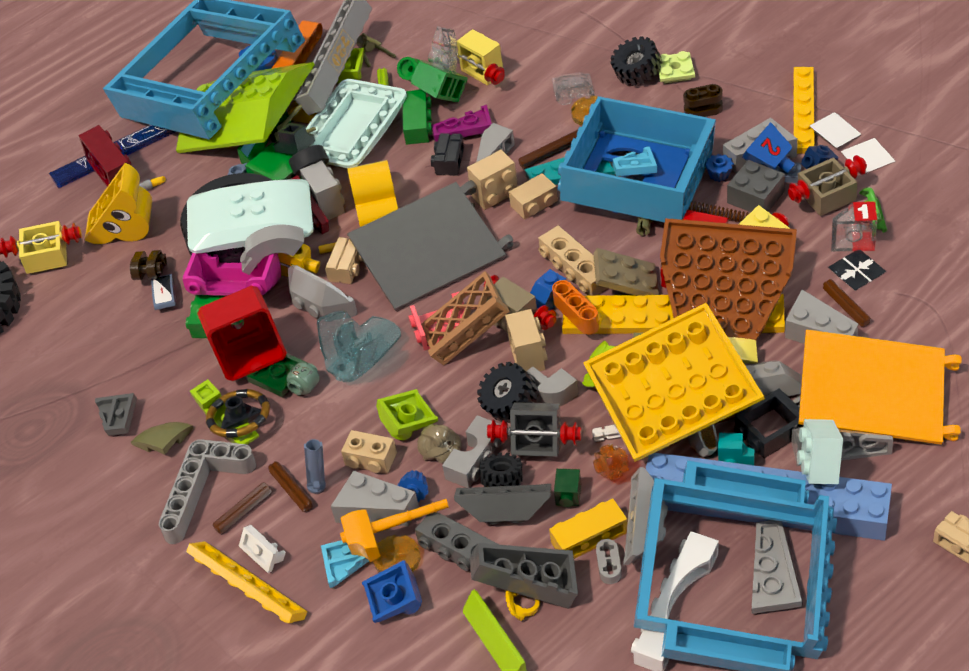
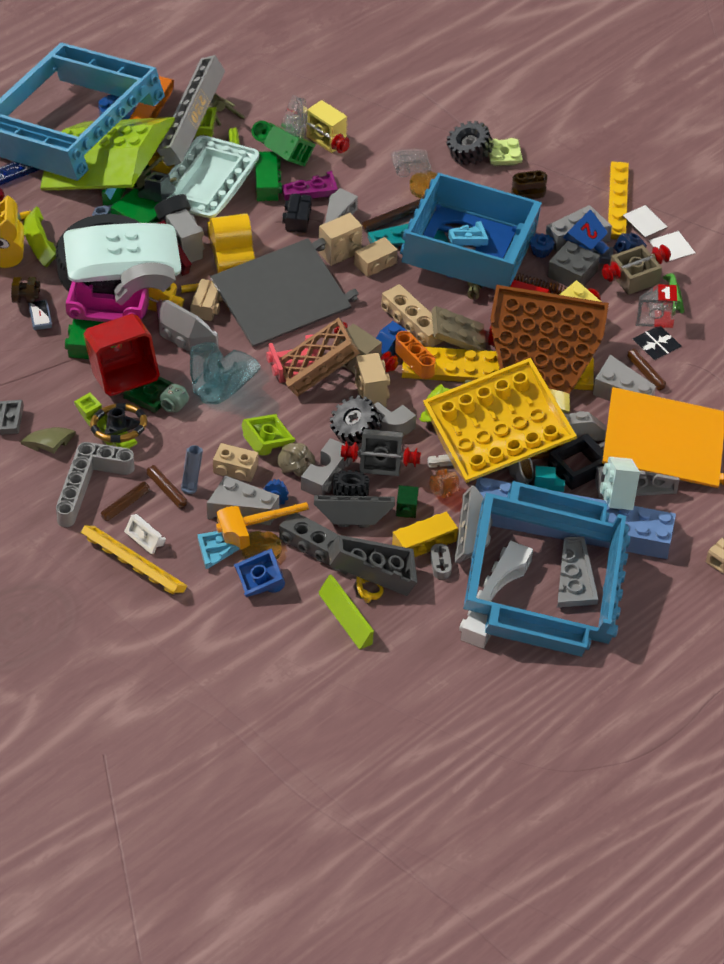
camera: 10 degrees left, 0 degrees up
(165, 205) = (37, 239): none -> lime slope

